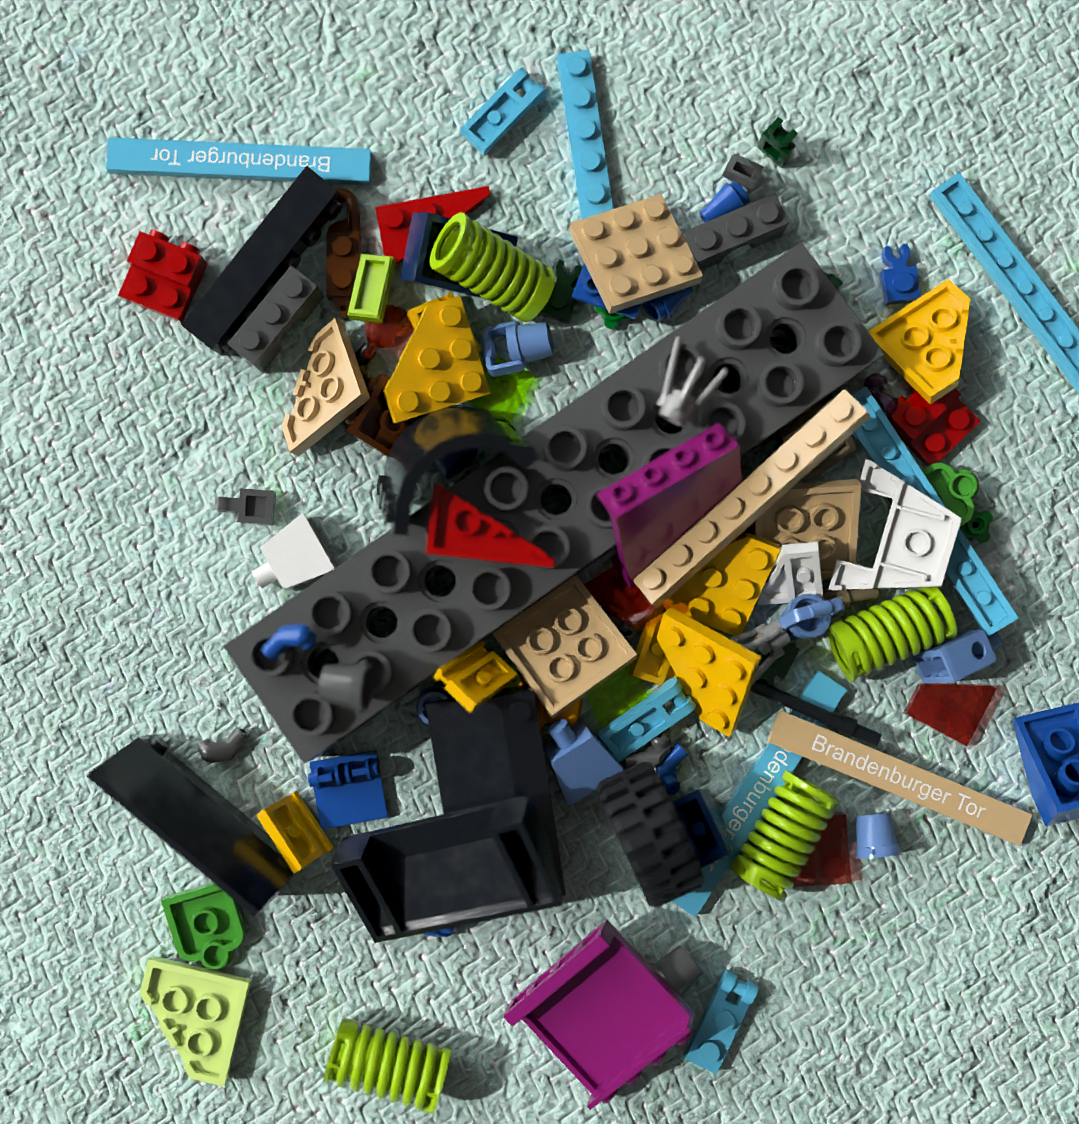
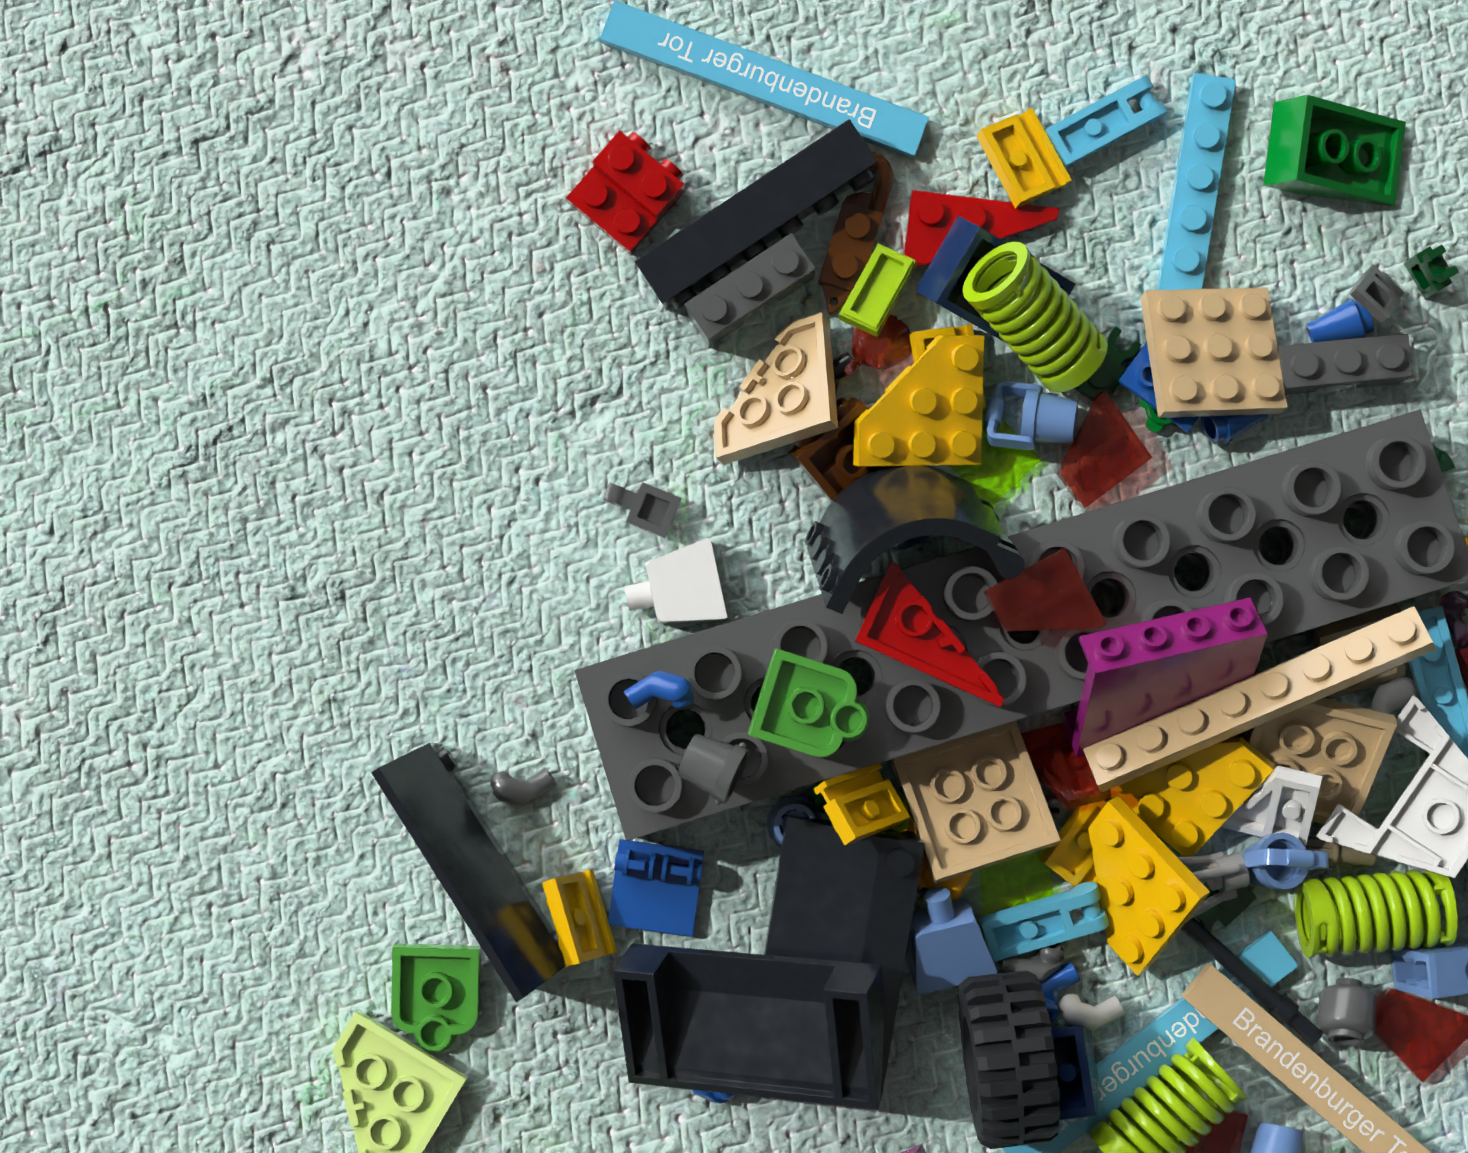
camera: 20 degrees right, 0 degrees up
(406, 615) = (808, 706): none -> bright green plate
(450, 156) = (1023, 157): none -> yellow plate
(561, 473) = (1045, 598): none -> clear red wing
(577, 355) = (1101, 453): none -> clear red wing
(677, 78) = (1333, 151): none -> green slope
(678, 406) = (1209, 563): light grey plant -> none
(705, 779) = (1090, 1016): none -> white arm
(852, 465) = (1393, 695): none -> white arm
(894, 713) = (1347, 1012): none -> dark grey head

